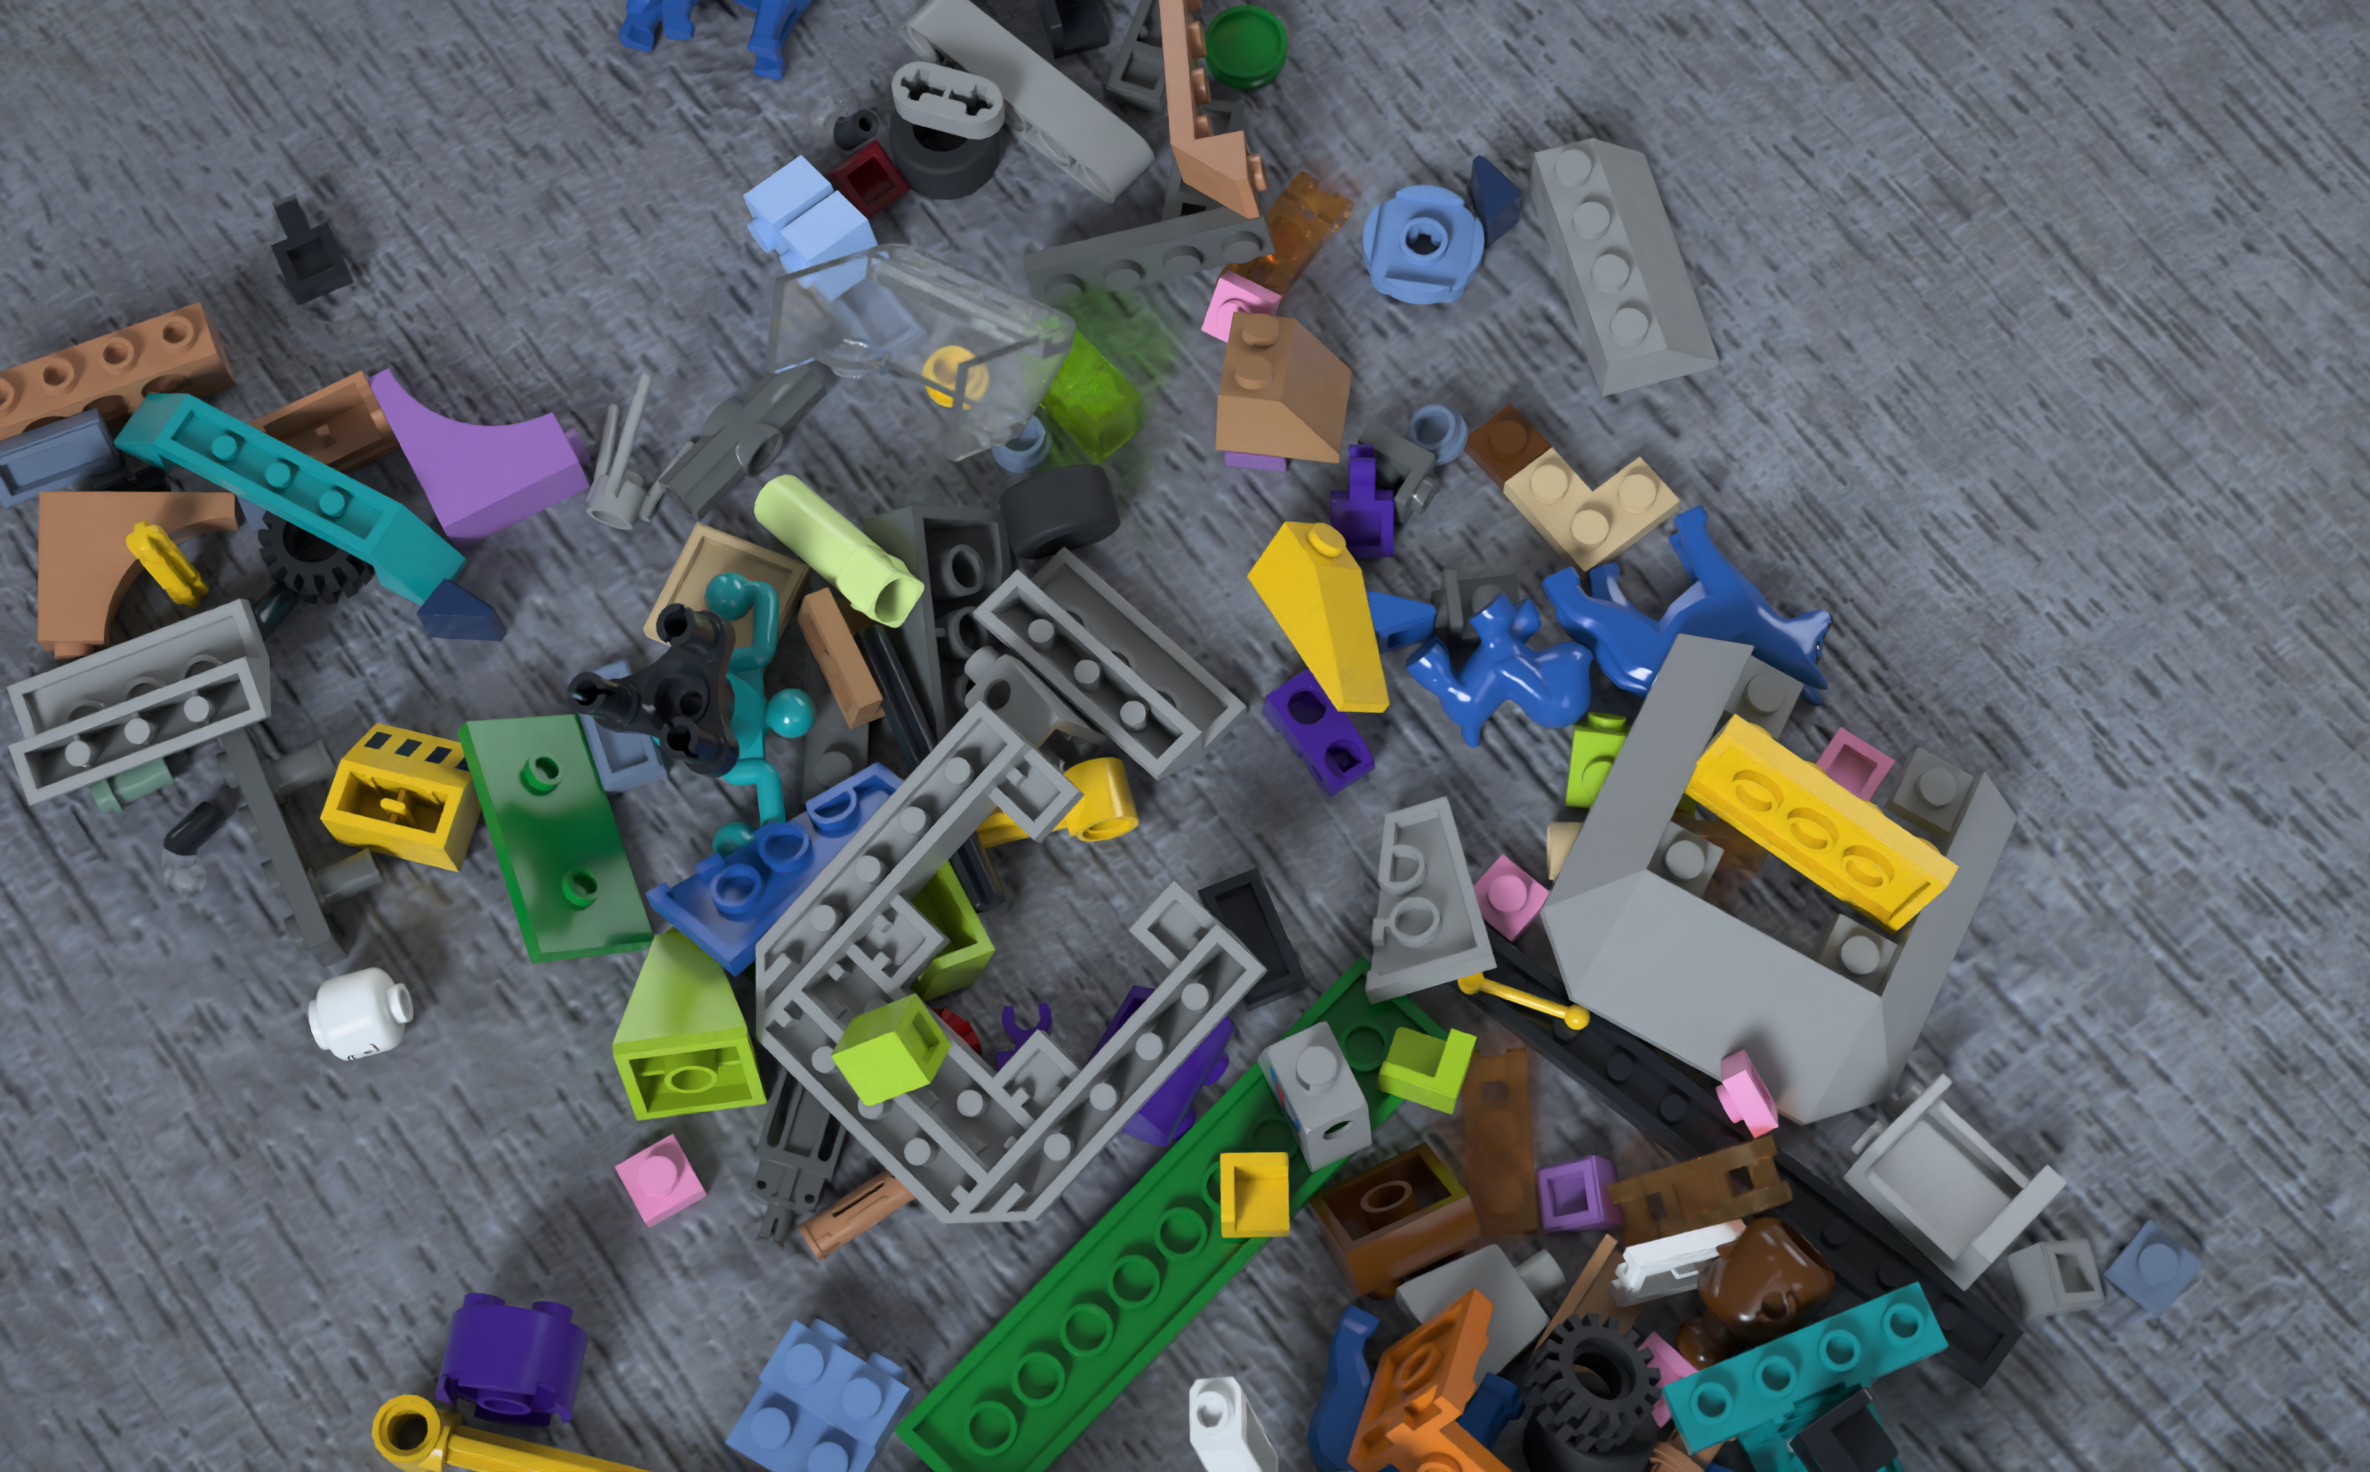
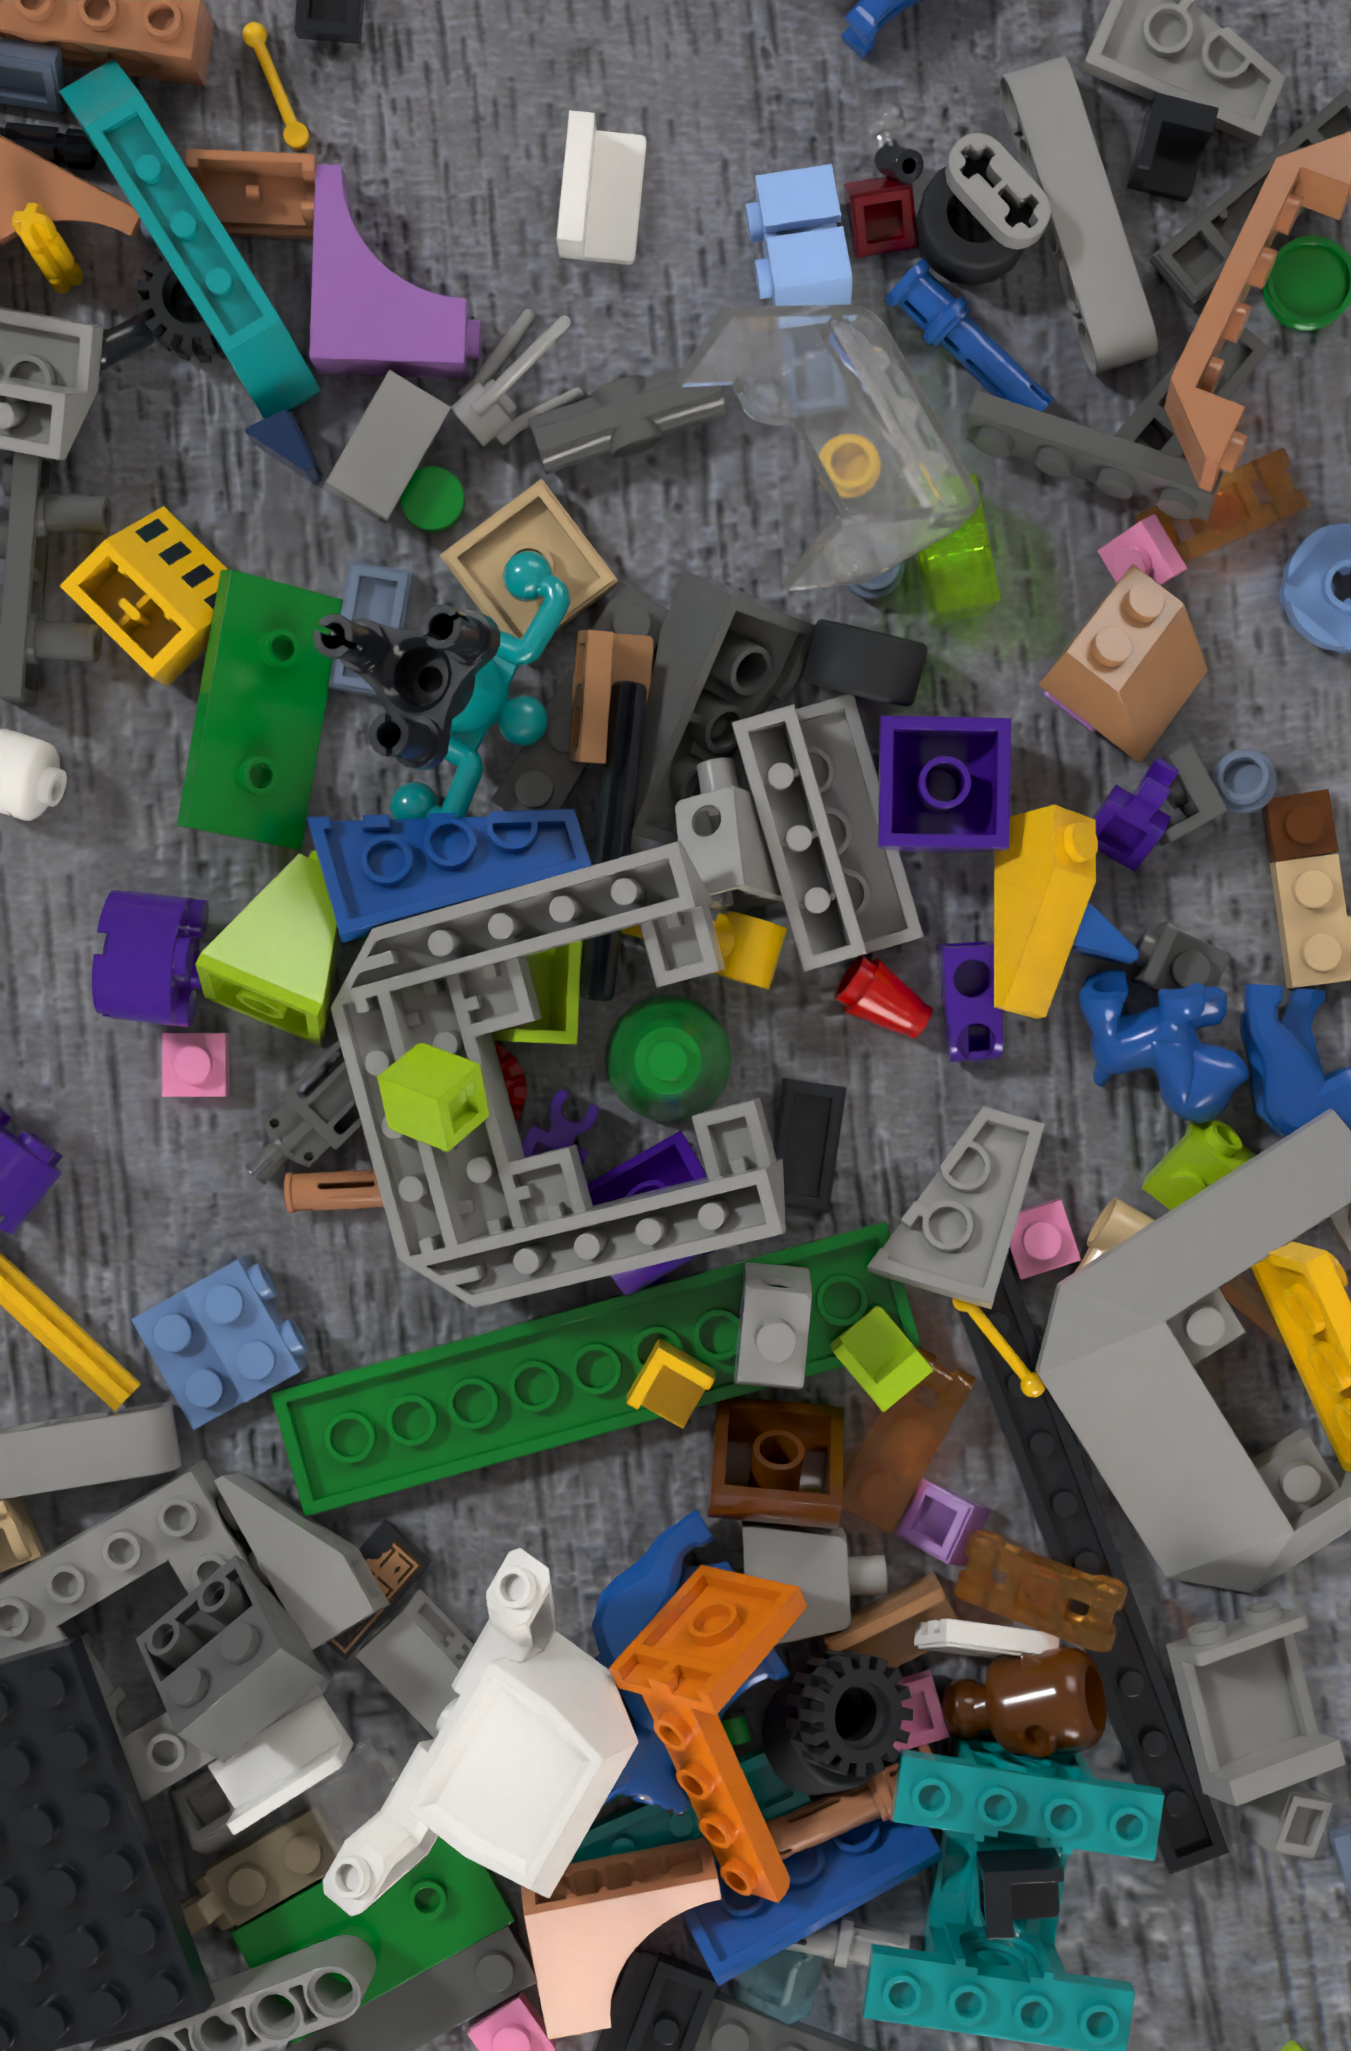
camera: 25 degrees right, 20 degrees up
(260, 323) = (295, 133): none -> yellow hinge
(548, 570) = (386, 446): none -> light grey hinge
(569, 1093) = (149, 957): none -> dark purple brick
(612, 593) = (433, 500): none -> green tile
(621, 285) = (600, 192): none -> white panel
(838, 550) = (646, 590): yellowish green piece -> none
(970, 227) = (949, 325): none -> blue pin
(1080, 932) = (668, 1058): none -> green cone
(1186, 566) = (944, 784): none -> dark purple brick
(1242, 775) = (882, 998): none -> red cone
(1746, 1095) = (1130, 1540): bright pink plate -> none

